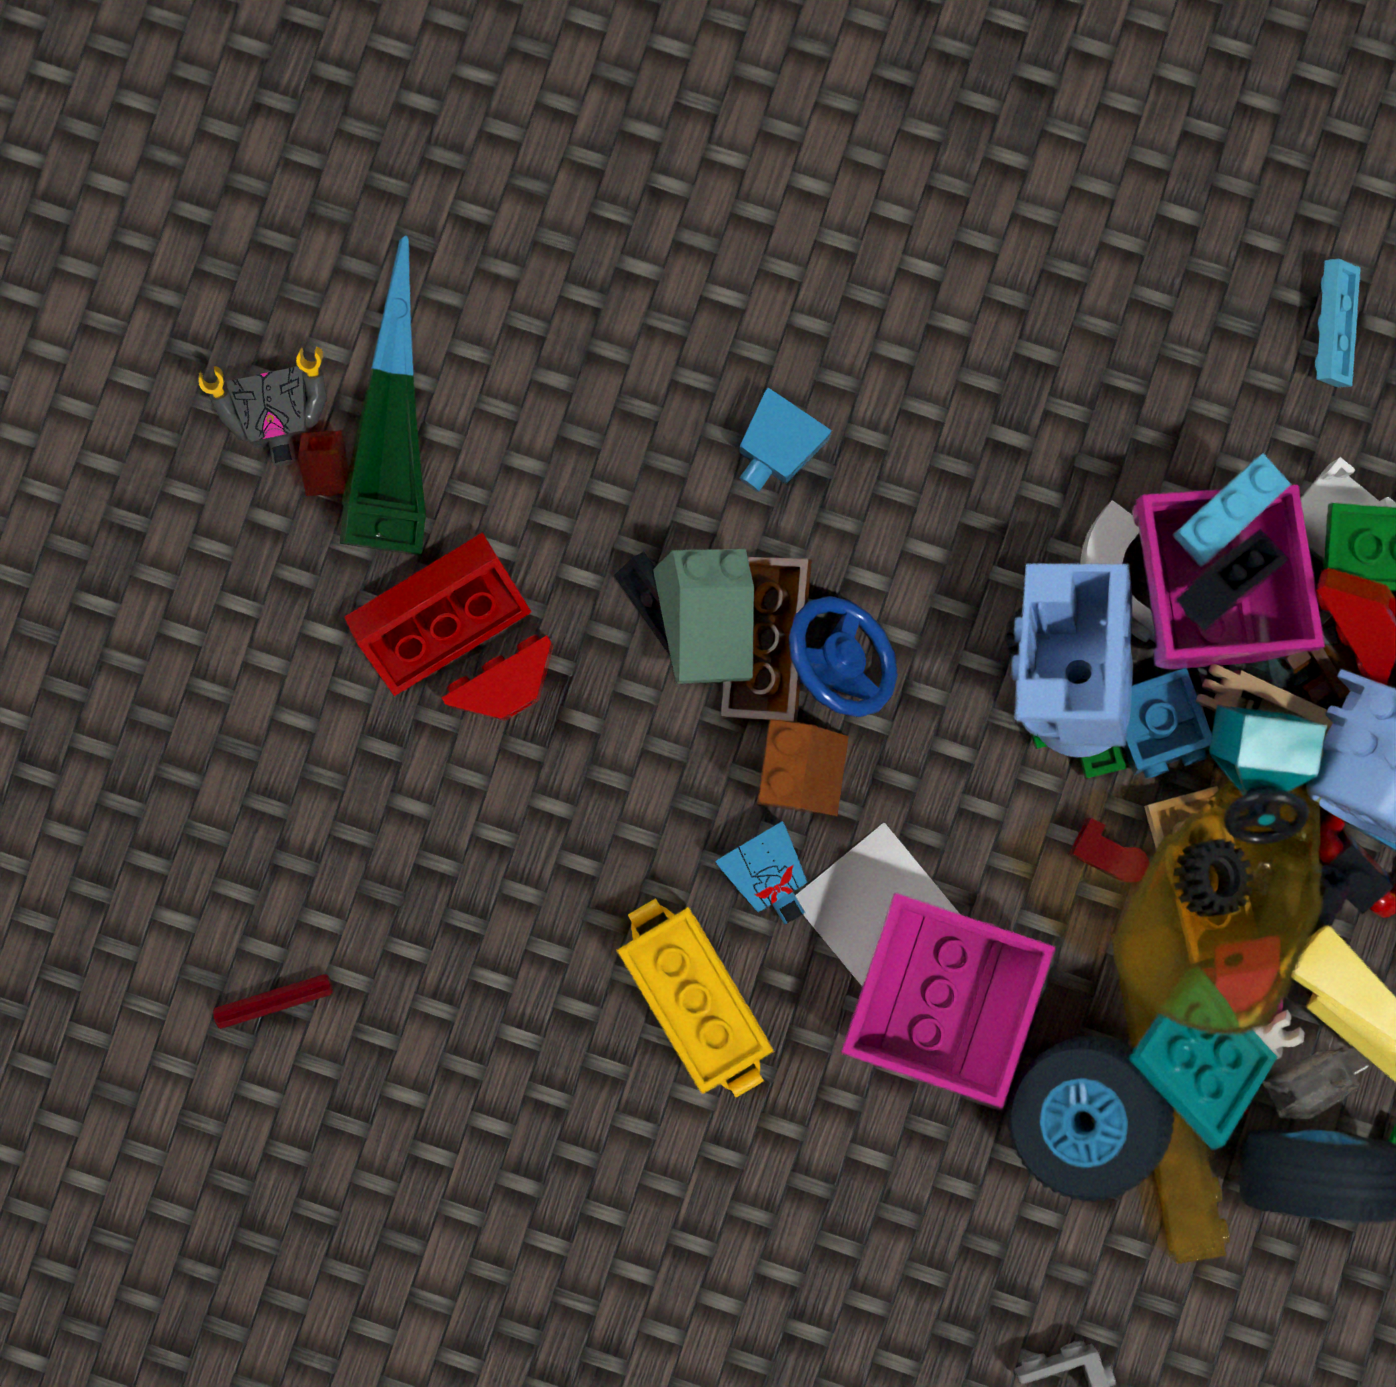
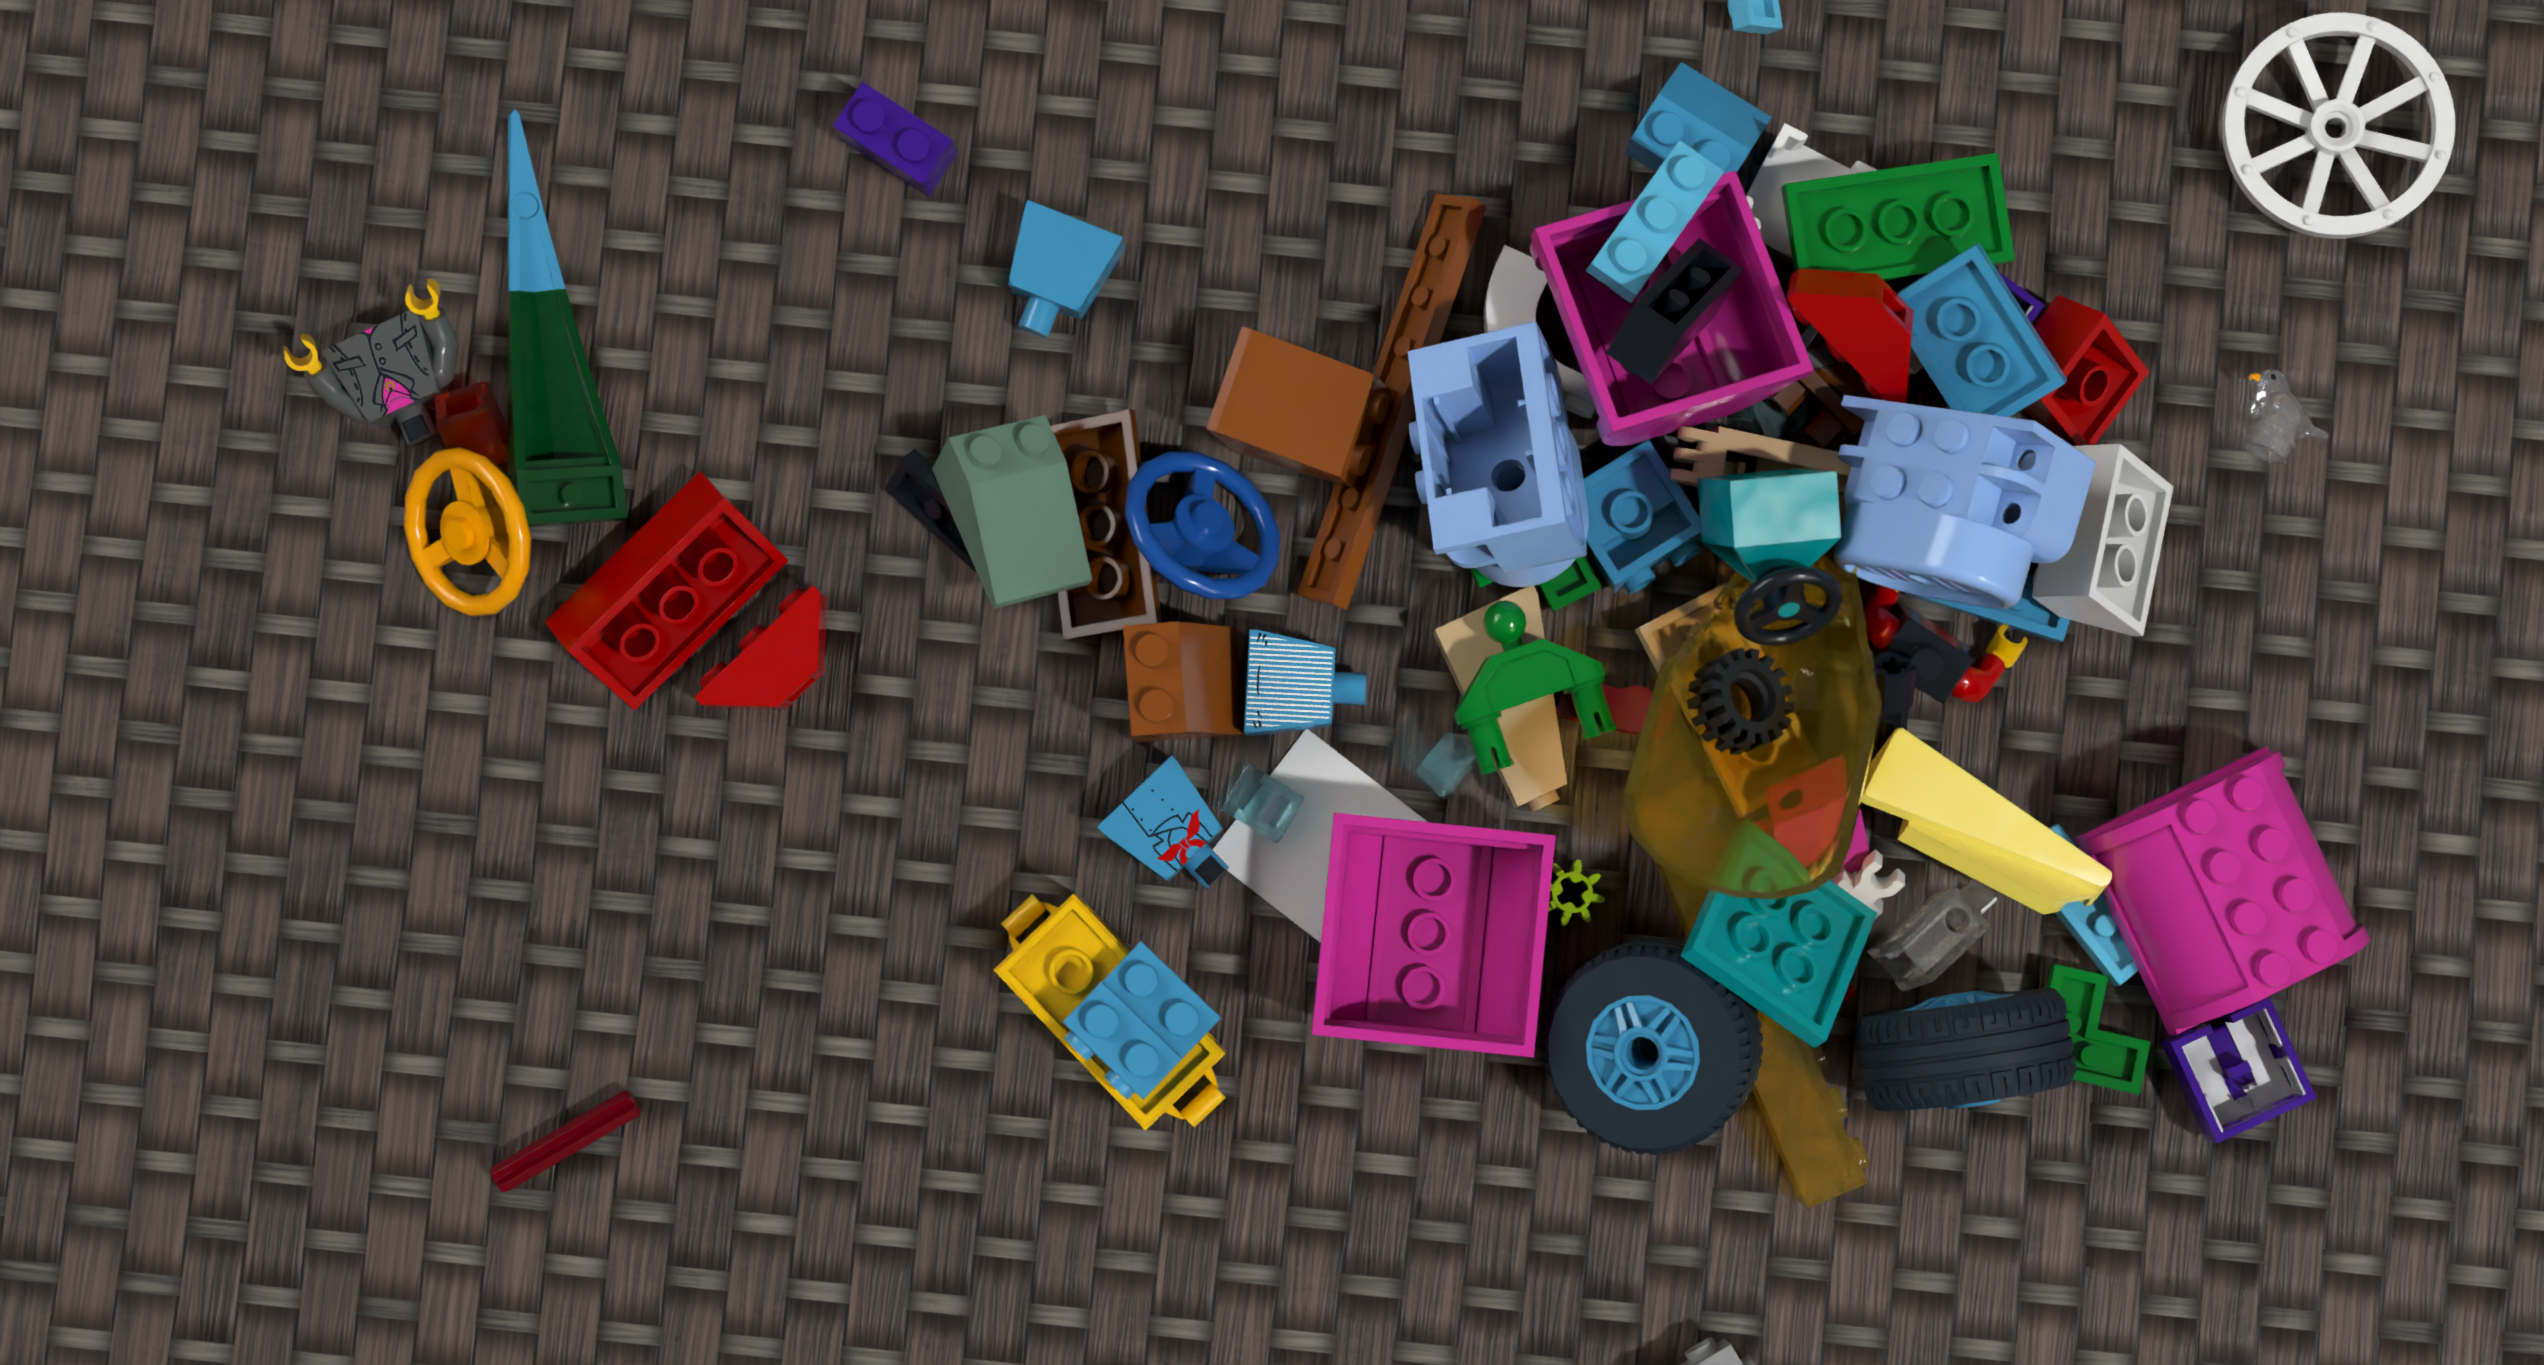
camera: 15 degrees left, 0 degrees up
(314, 535) = (480, 525): none -> light orange piece
(680, 320) = (895, 139): none -> dark purple brick
(716, 1014) = (1139, 1022): none -> dark azure plate
(839, 870) = (1263, 803): none -> clear light blue slope
(884, 788) = (1294, 685): none -> dark azure torso
(933, 587) = (1298, 409): none -> dark orange slope
(980, 873) = (1445, 765): none -> clear light blue slope
(1001, 596) = (1415, 324): none -> dark orange plate
(1040, 831) = (1528, 728): none -> tan slope
(1054, 822) = (1523, 675): none -> green connector
(1063, 994) = (1585, 897): none -> lime gear
(1279, 436) = (1702, 117): none -> dark azure slope

